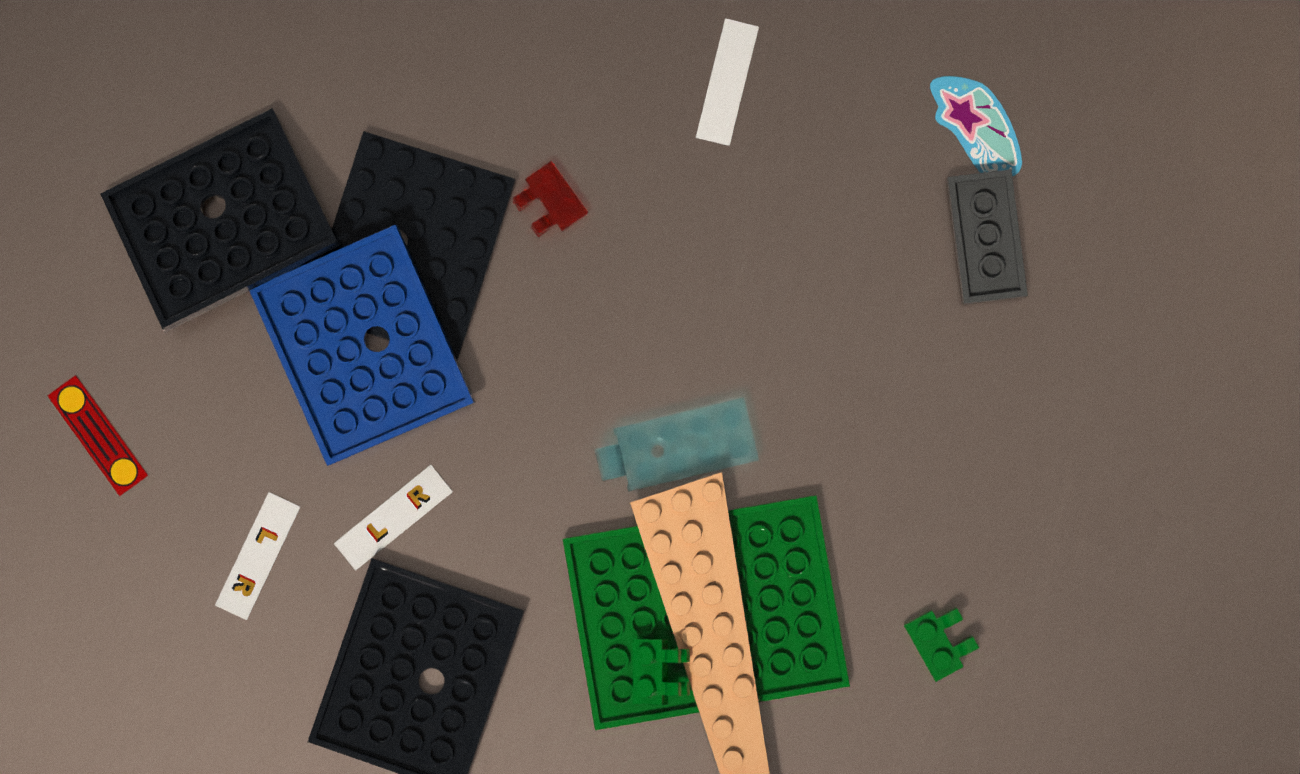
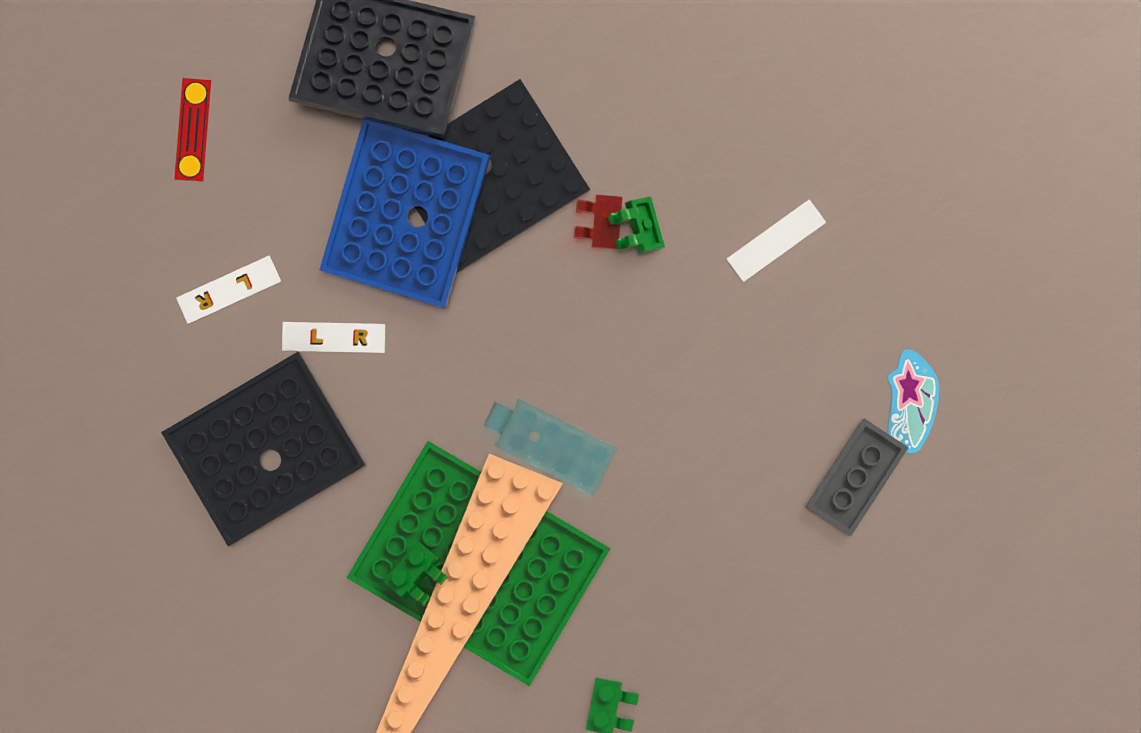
camera: 40 degrees right, 0 degrees up
(593, 169) = (644, 225): none -> green plate

